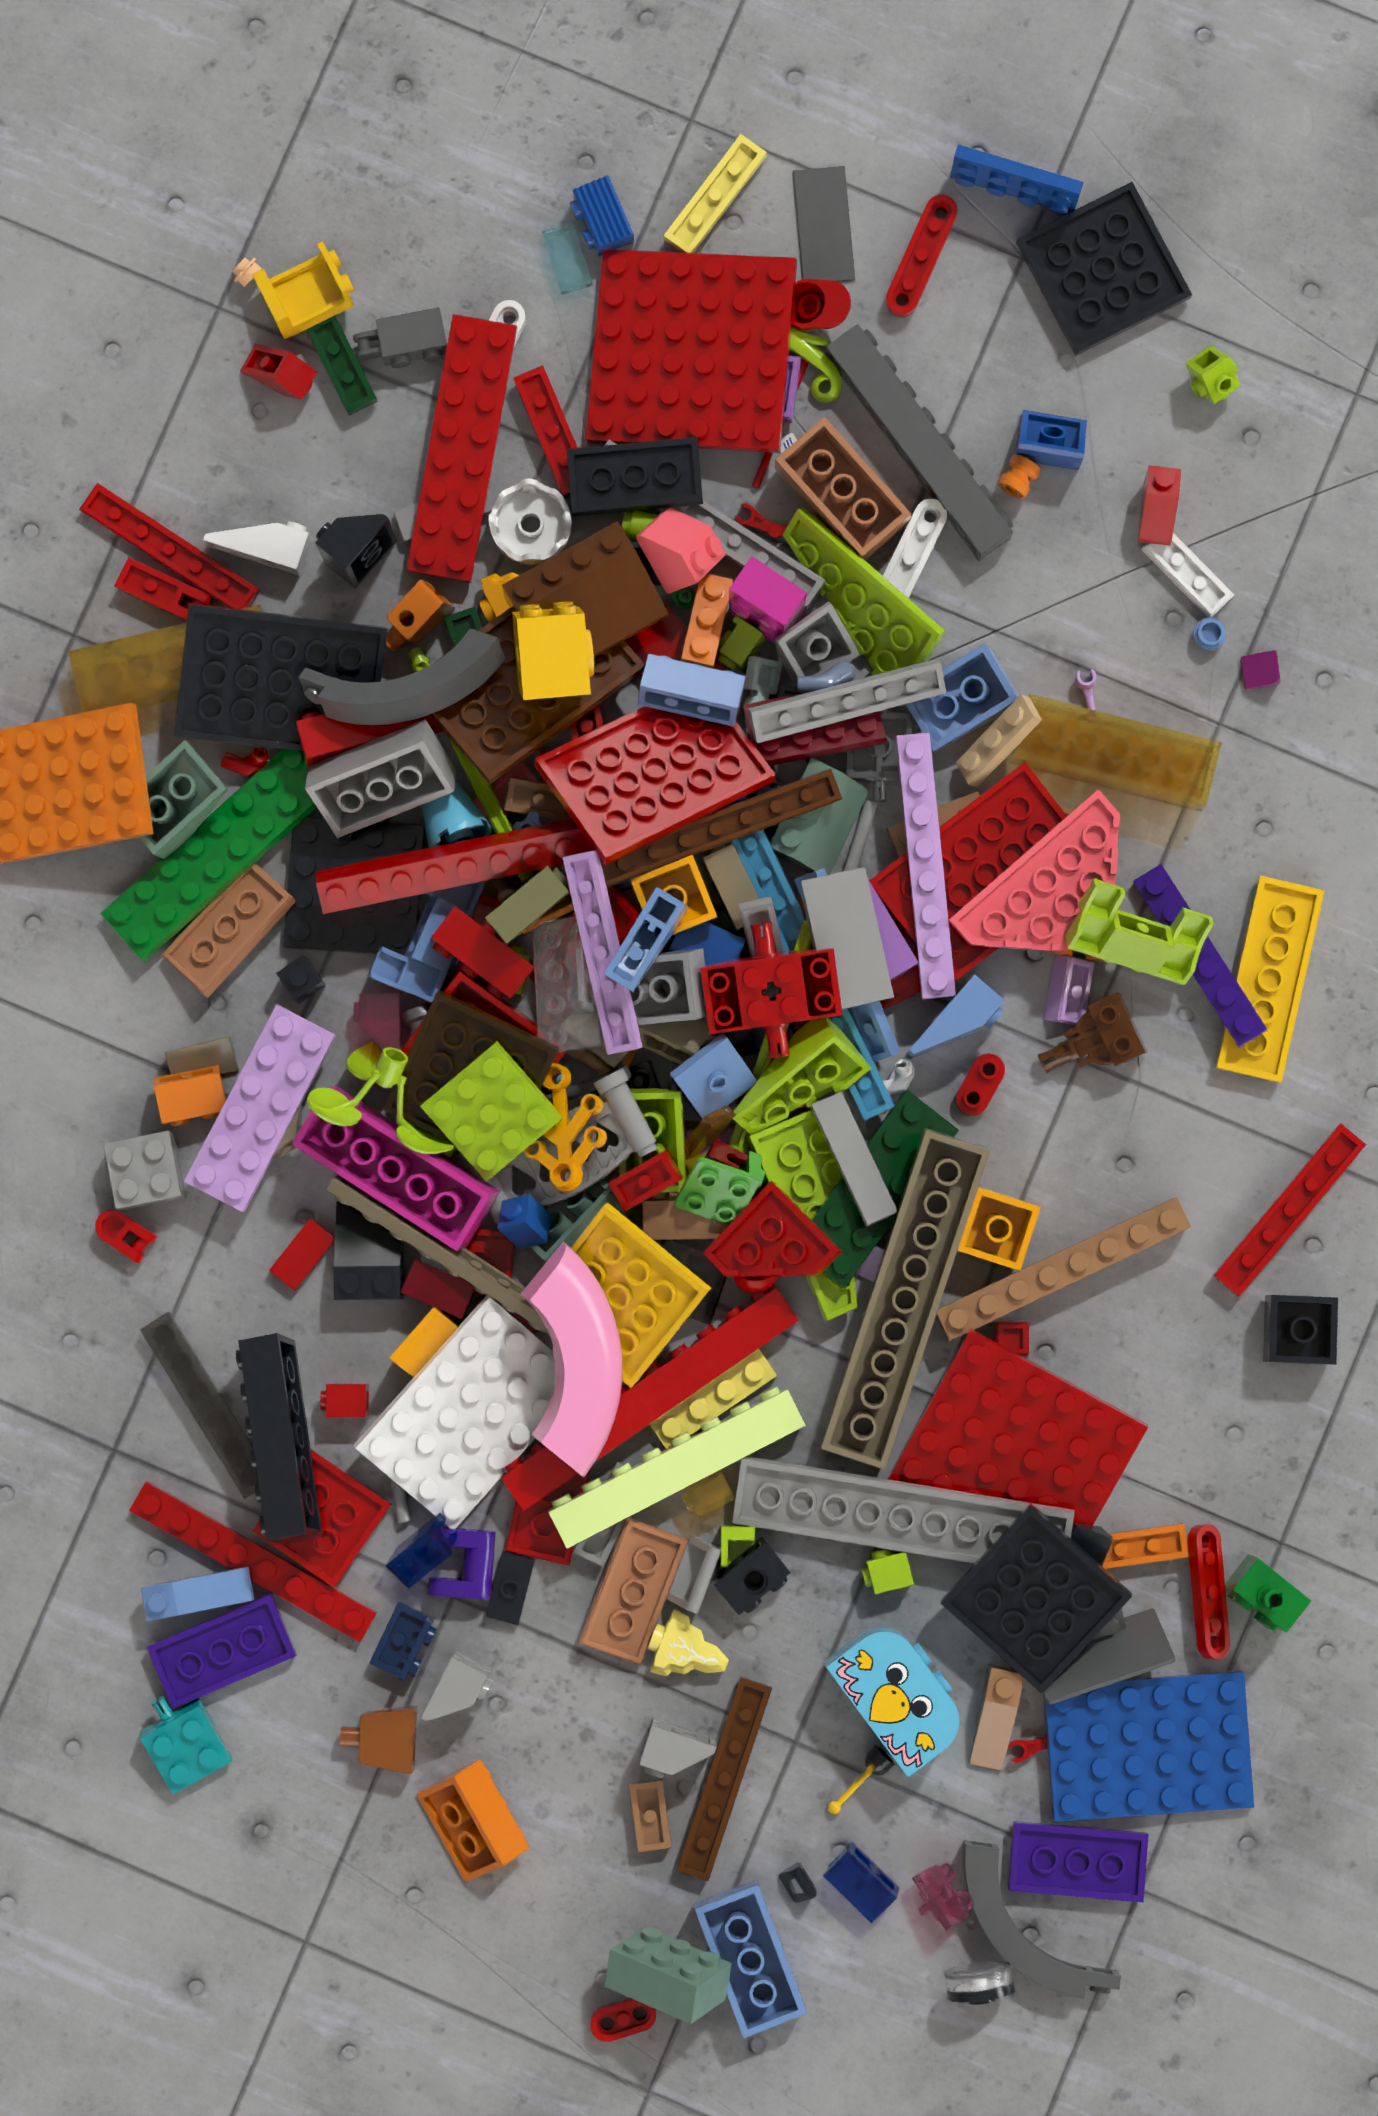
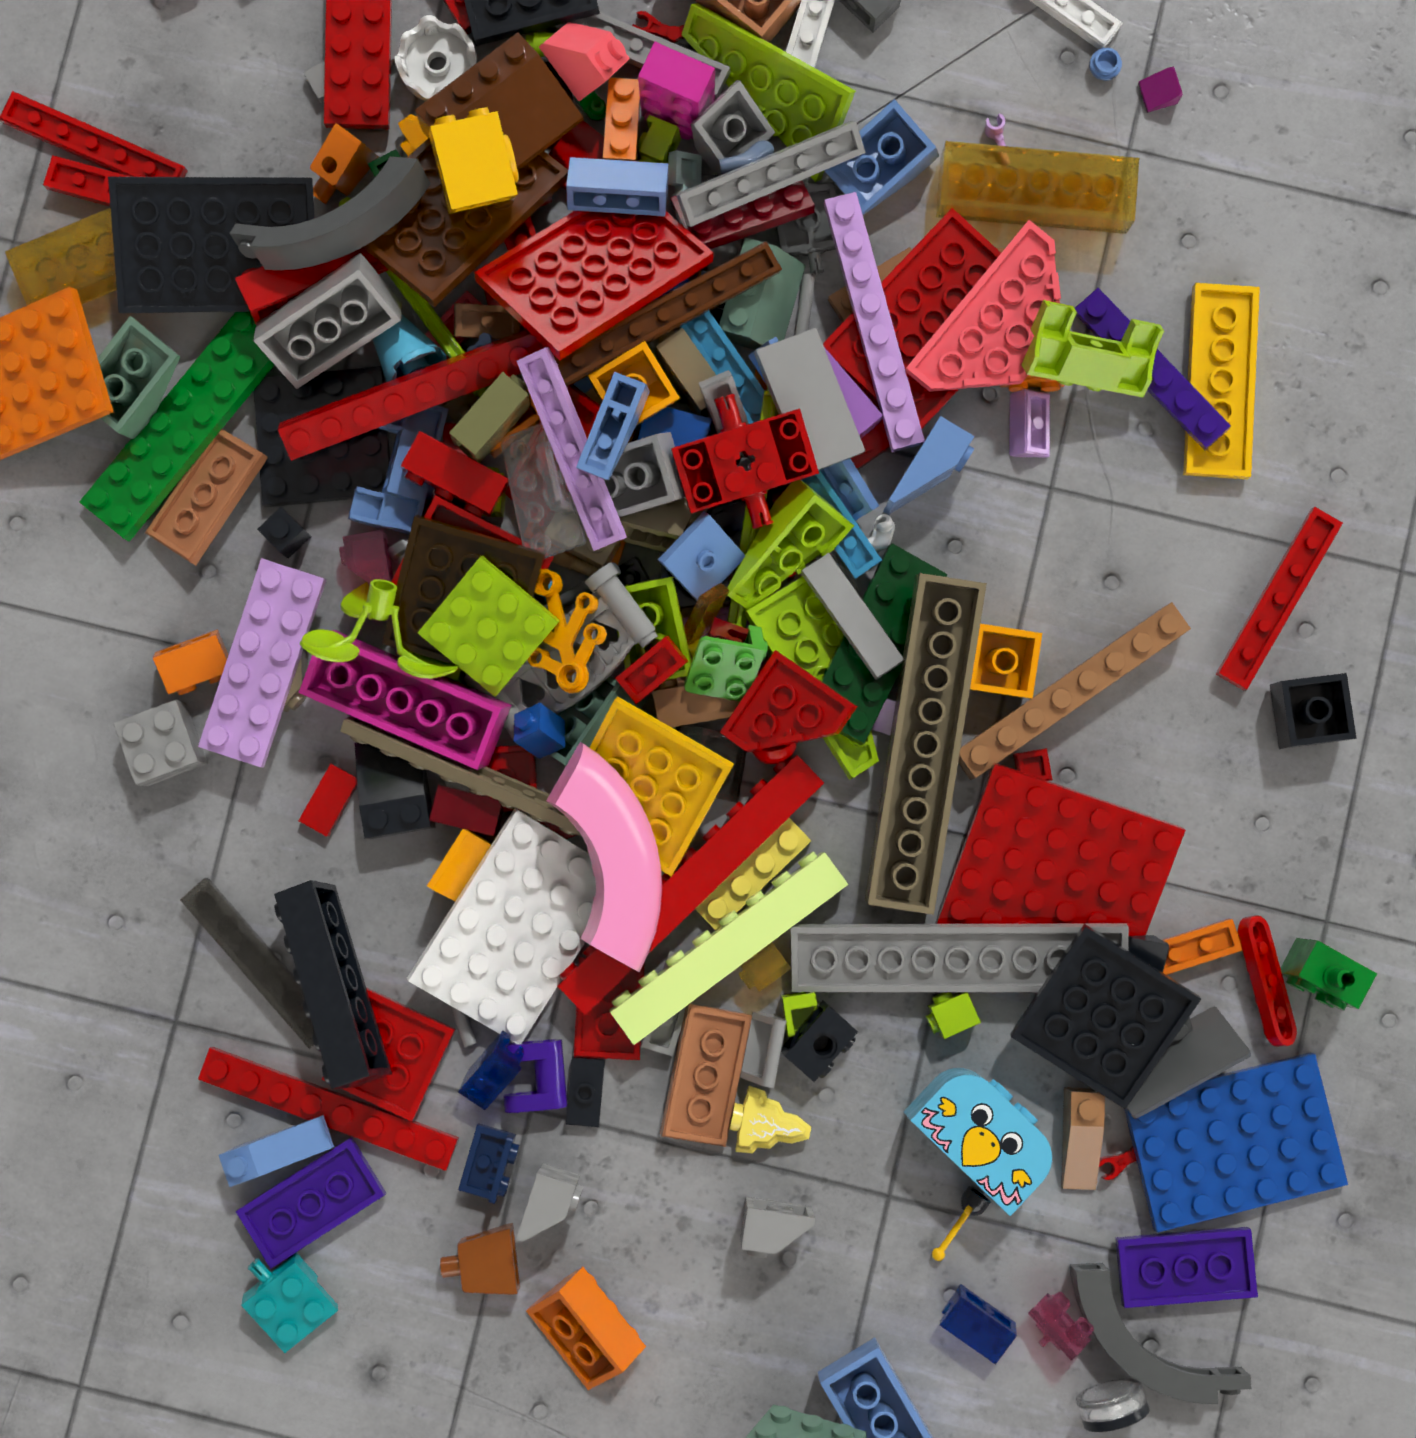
camera: 15 degrees left, 0 degrees up
(114, 1227) = (140, 804): red plate -> none
(203, 1055) = (200, 622): dark tan slope -> none
(249, 764) = (201, 337): red arm -> none
(268, 544) = (185, 122): white slope -> none
(345, 1400) = (393, 935): red brick -> none
(355, 545) = (268, 102): black slope -> none
(650, 1815) = (759, 1293): medium nougat plate -> none
(724, 1778) = (826, 1245): reddish brown plate -> none
(798, 1883) = (916, 1335): black slope -> none
(981, 1084) = (959, 526): red plate -> none
(999, 740) = (923, 191): tan plate -> none
(1104, 1035) = (1072, 458): reddish brown brick -> none

